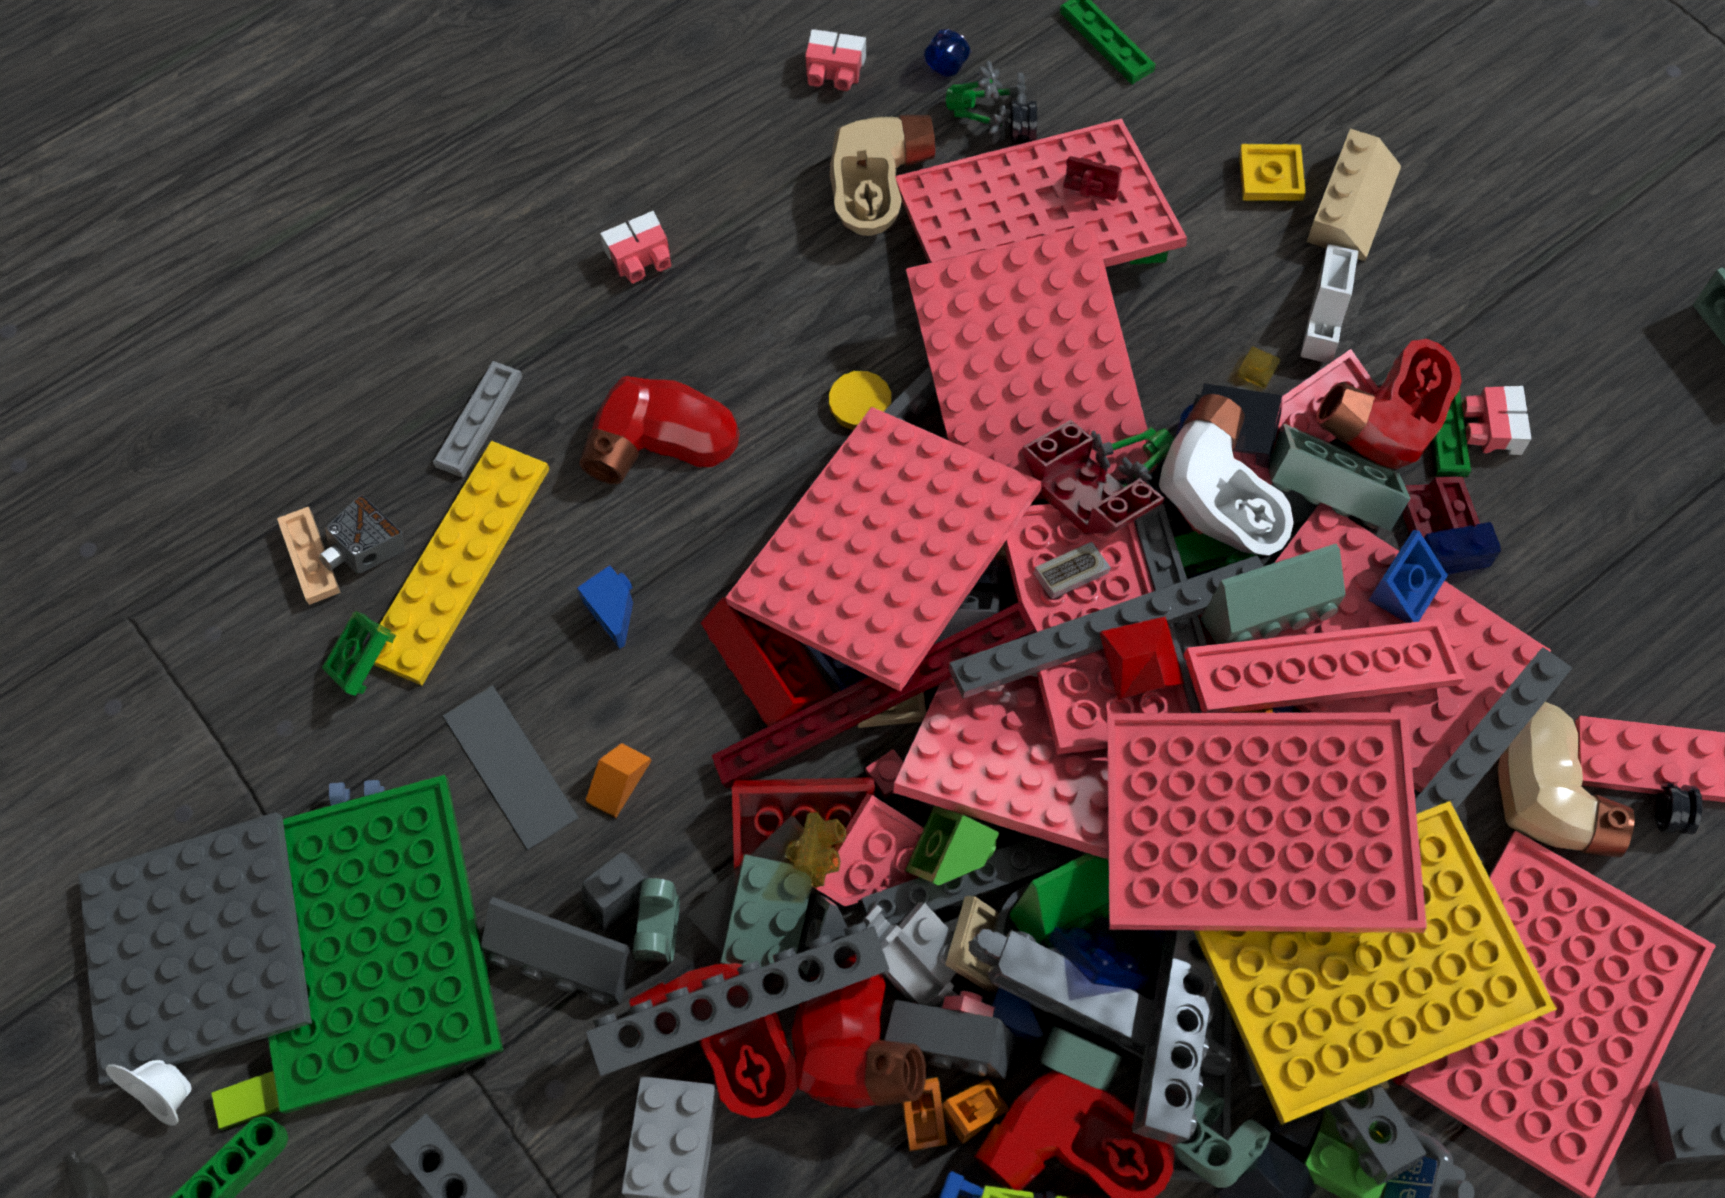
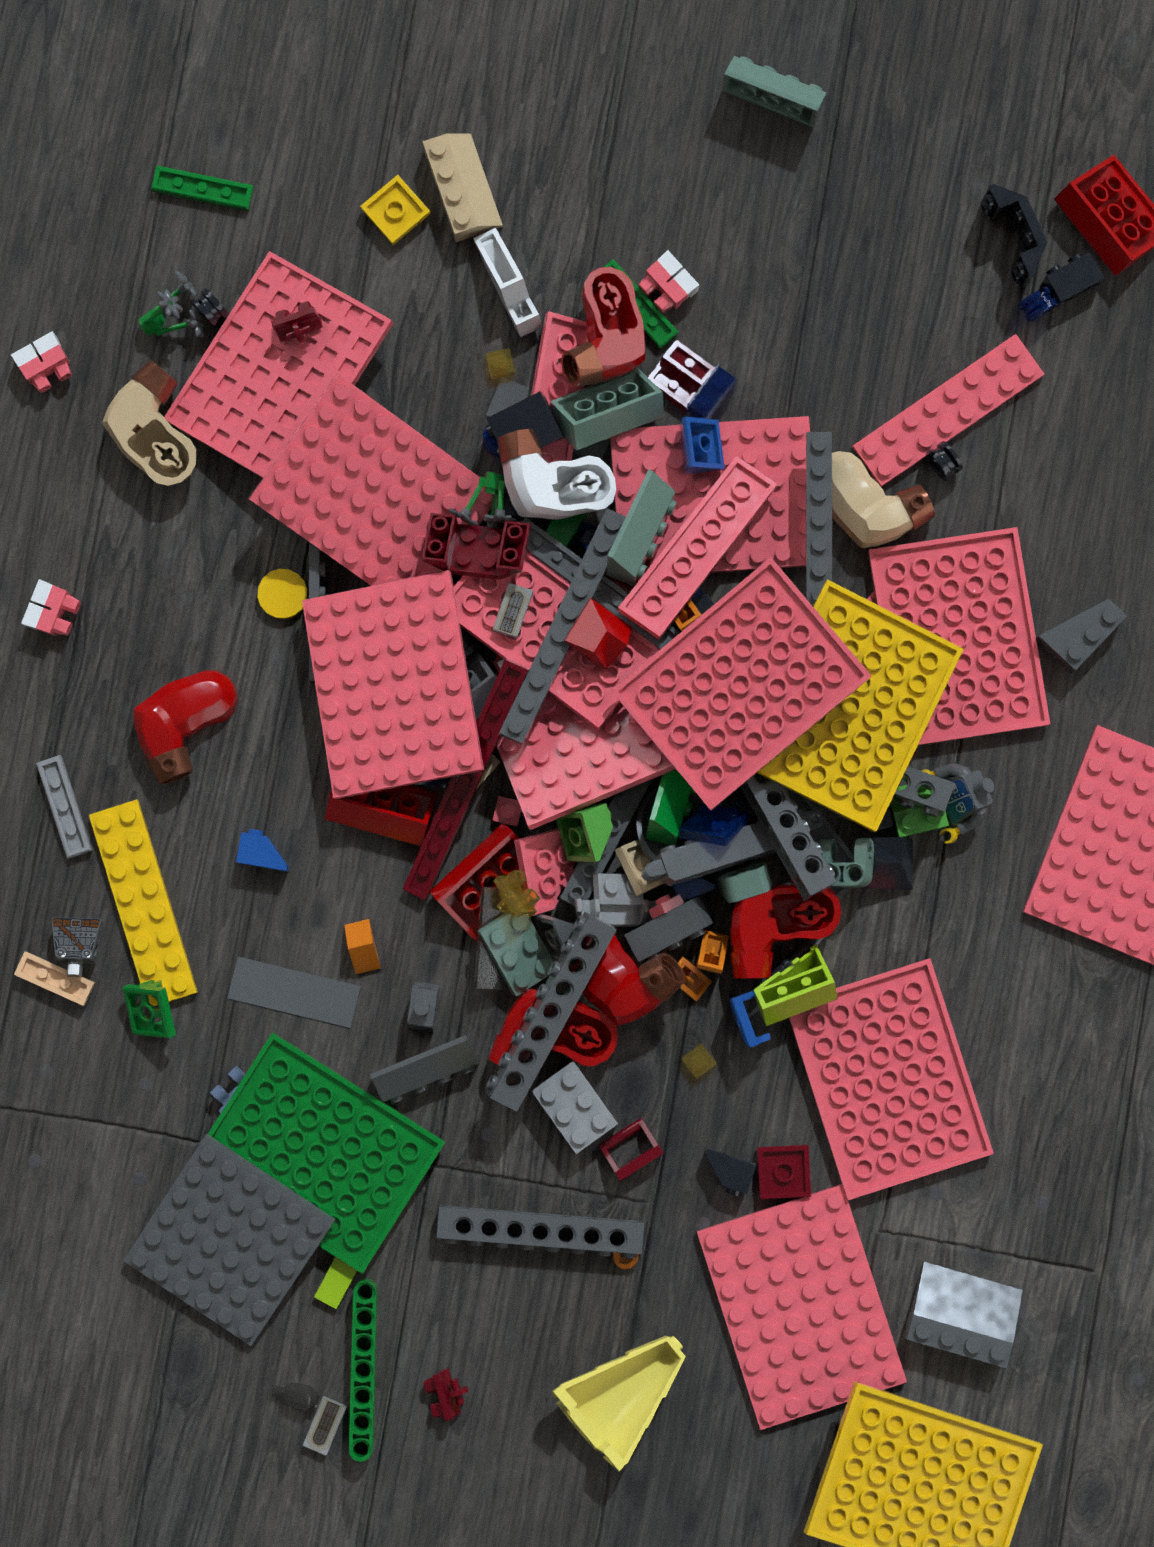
camera: 45 degrees left, 20 degrees up
(156, 1086) = (285, 1319): white piece -> none
(657, 921) = (462, 1006): sand green piece -> none
(946, 52) = (113, 294): clear blue wheel -> none

